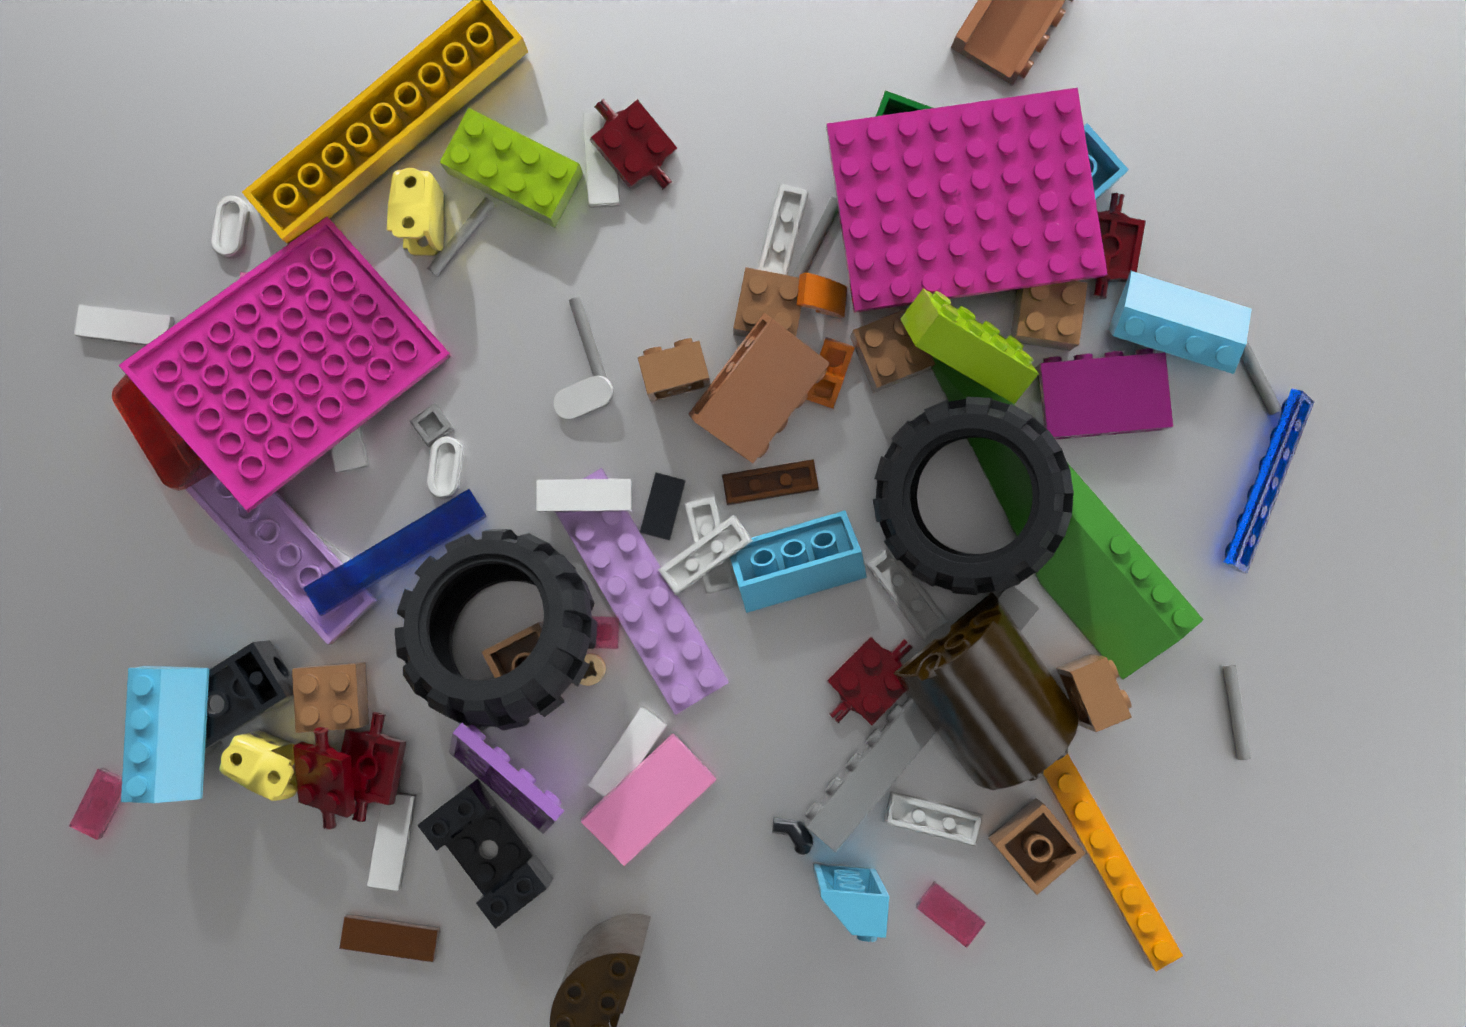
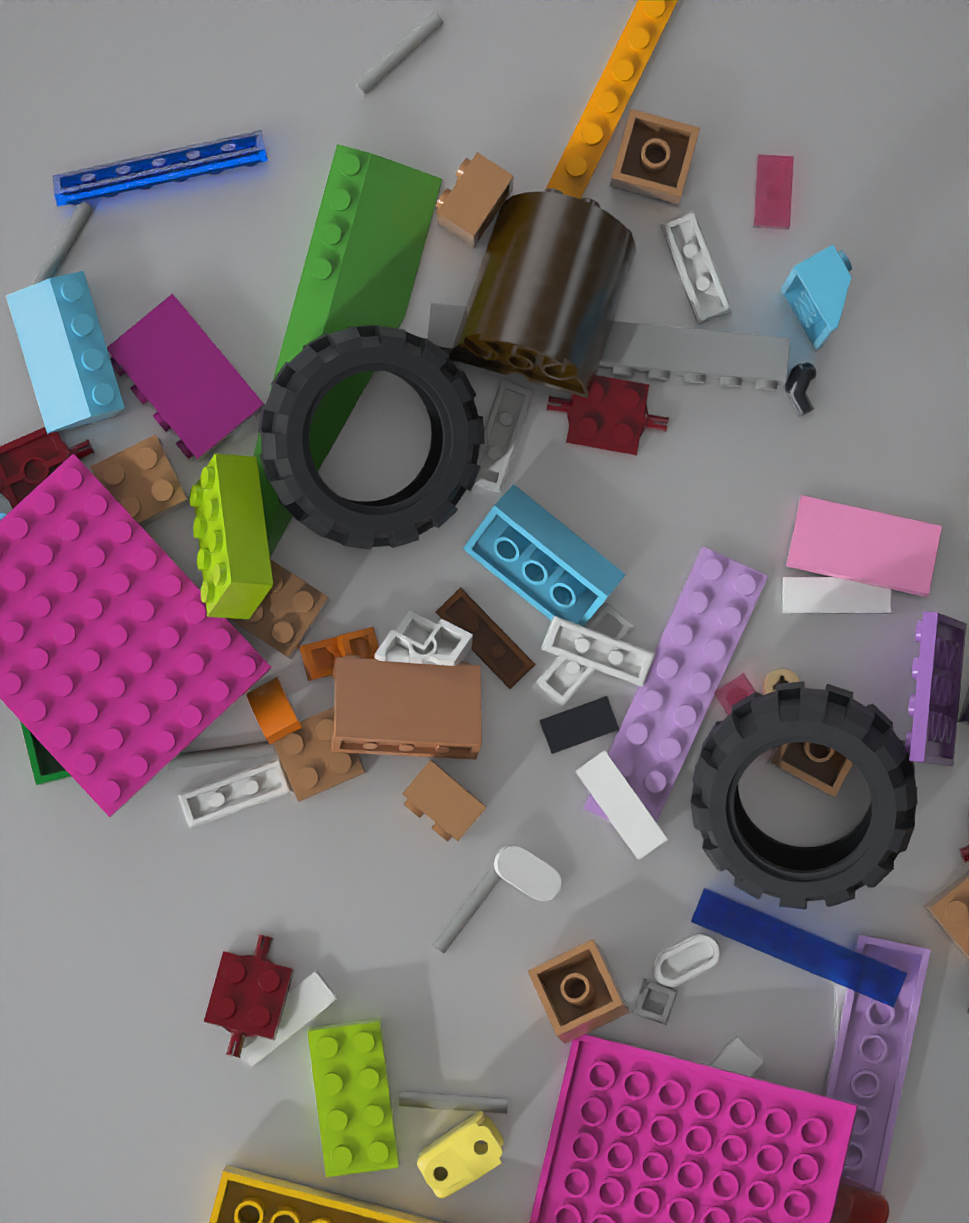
camera: 120 degrees left, 0 degrees up
(473, 373) = (578, 991): none -> medium nougat brick
(796, 435) = (425, 642): none -> white slope

